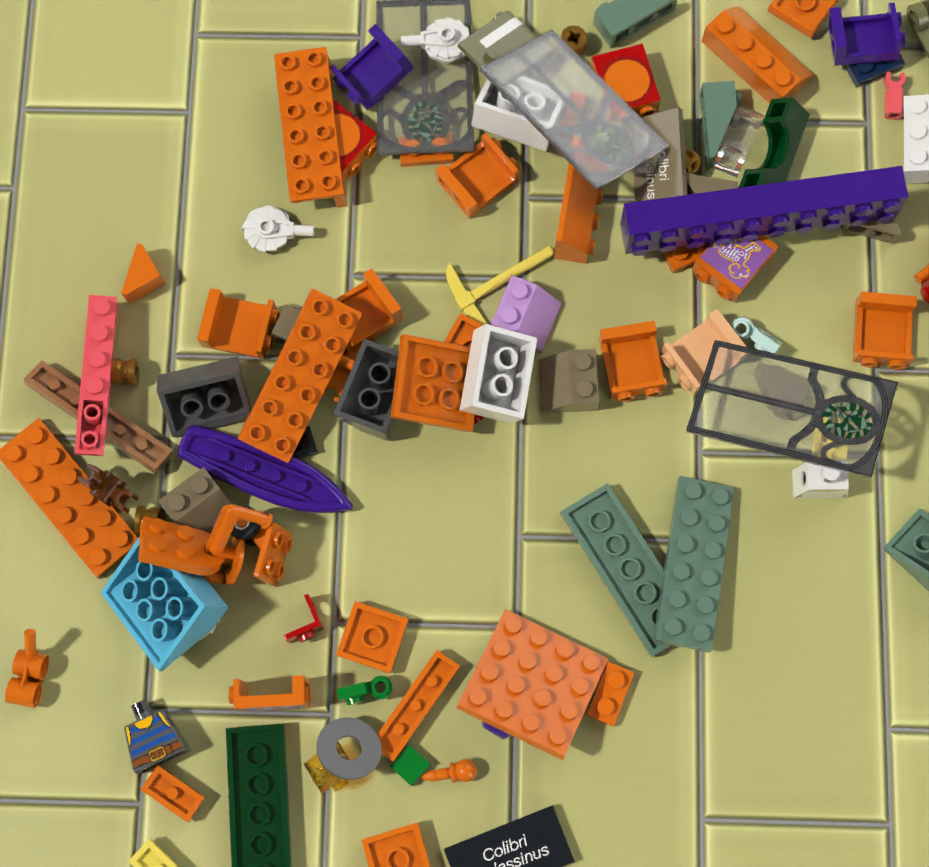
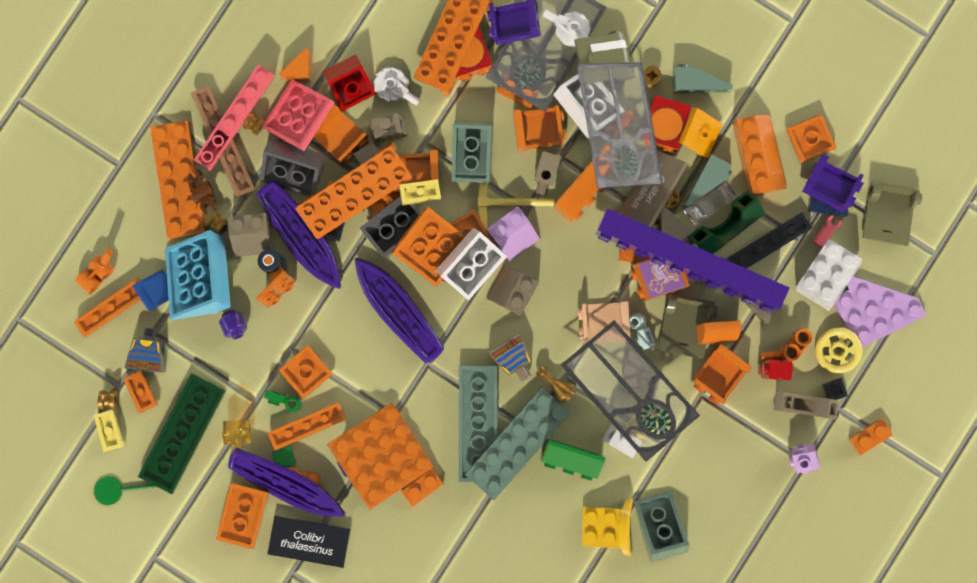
camera: 25 degrees right, 10 degrees up
(72, 708) = (108, 309): none -> orange plate
(115, 651) = (153, 290): none -> blue piece
(135, 830) = (107, 399): none -> pearl gold wheel
(174, 327) = (298, 115): none -> coral plate
(196, 550) = (231, 260): orange plate -> none
(215, 255) = (349, 82): none -> red slope
(243, 633) = (233, 324): none -> dark purple head
(294, 280) = (387, 128): none -> dark tan torso
(298, 699) = (241, 383): orange panel -> none
(306, 632) = (270, 346): red bracket -> none
(342, 767) = (267, 428): dark grey gear -> none
(382, 326) = (419, 192): none -> light yellow plate
(415, 248) = (471, 151): none -> sand green slope
(431, 797) = (284, 483): none -> dark purple piece
(443, 491) = (398, 310): none -> dark purple piece
(515, 205) = (550, 163): none -> dark tan torso
(620, 461) = (513, 357): none -> torso
(632, 361) = (558, 301): orange panel -> none
(673, 68) = (700, 133): none -> light orange plate
(705, 464) = (562, 389): none -> pearl gold piece
(775, 539) = (572, 459): none -> green slope
(803, 295) = (680, 324): none -> olive door
(841, 135) = (771, 241): none -> black plate
(848, 280) = (718, 332): none -> orange brick
(874, 598) = (607, 527): none -> yellow piece

